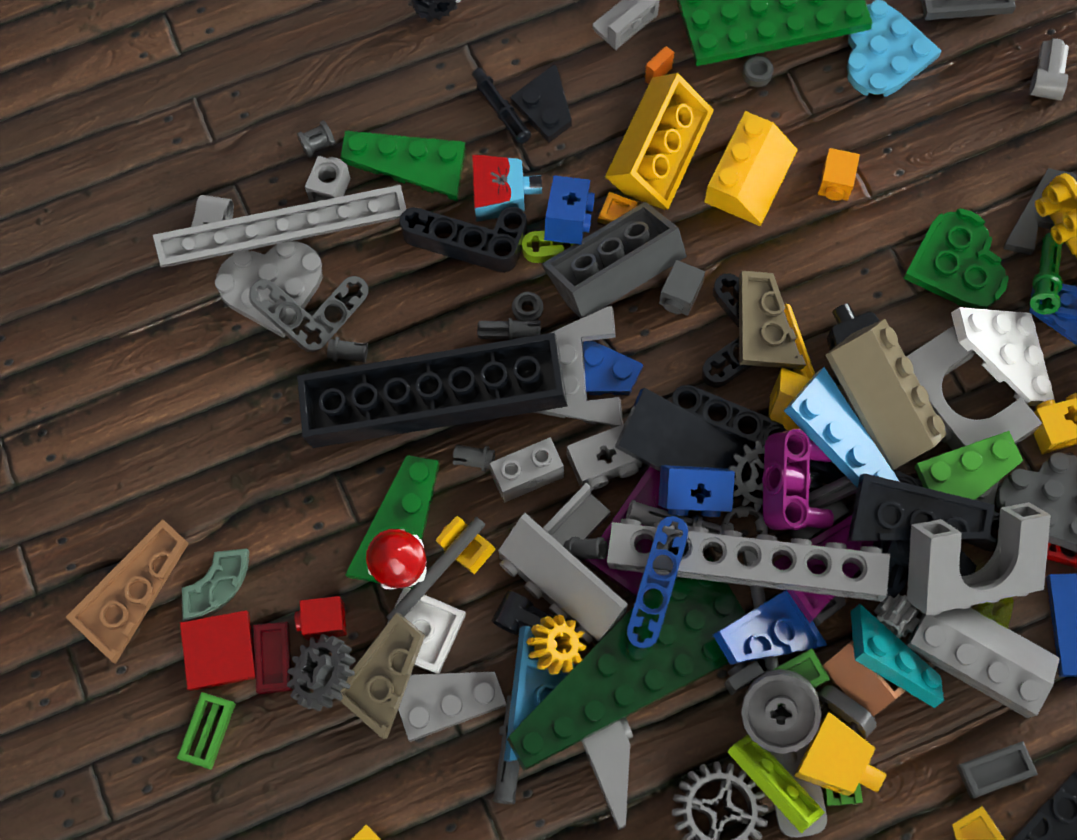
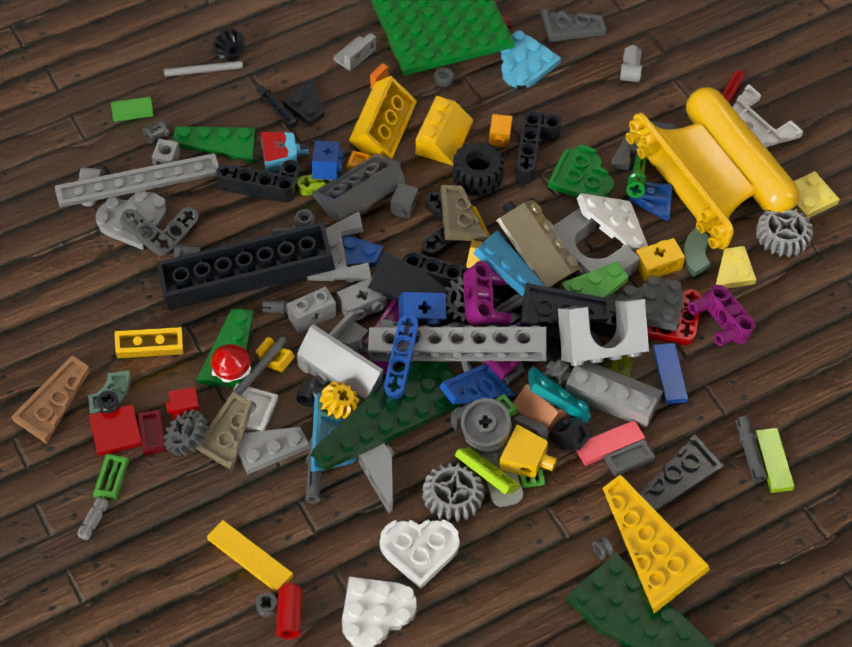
camera: 10 degrees left, 15 degrees down
(173, 802) = (92, 518): none -> light grey axle
(213, 615) = (104, 397): none -> black bush
(276, 510) = (149, 342): none -> yellow brick
(284, 95) = (132, 109): none -> bright green tile
(395, 31) = (203, 68): none -> light grey bar
(804, 219) = (478, 156): none -> black tyre
(884, 208) = (535, 127): none -> black beam
(910, 727) = (571, 434): none -> black brick
(968, 741) = (610, 441): none -> coral tile

